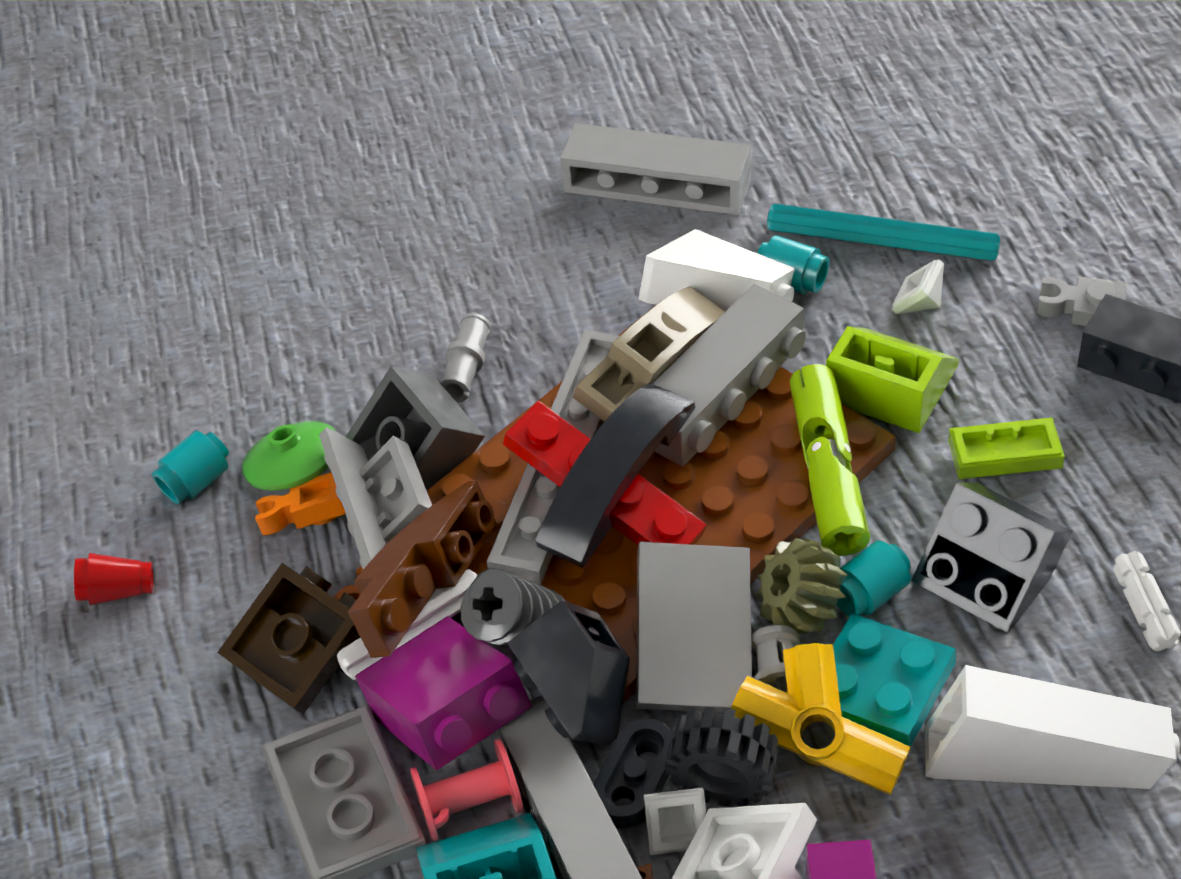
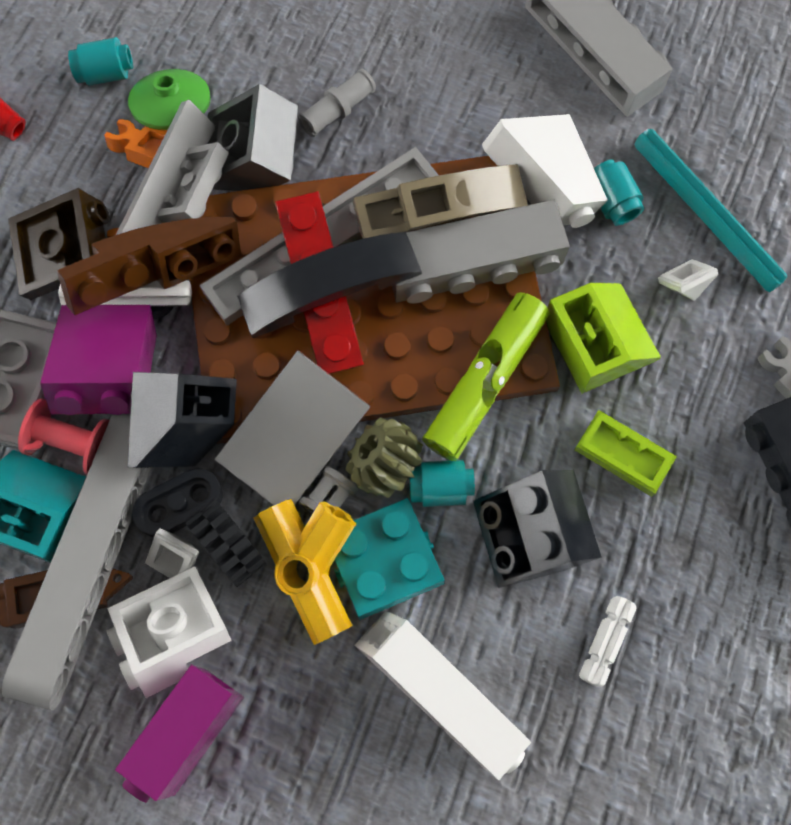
camera: 30 degrees right, 25 degrees up
(503, 605) = (177, 342): dark grey piece -> none

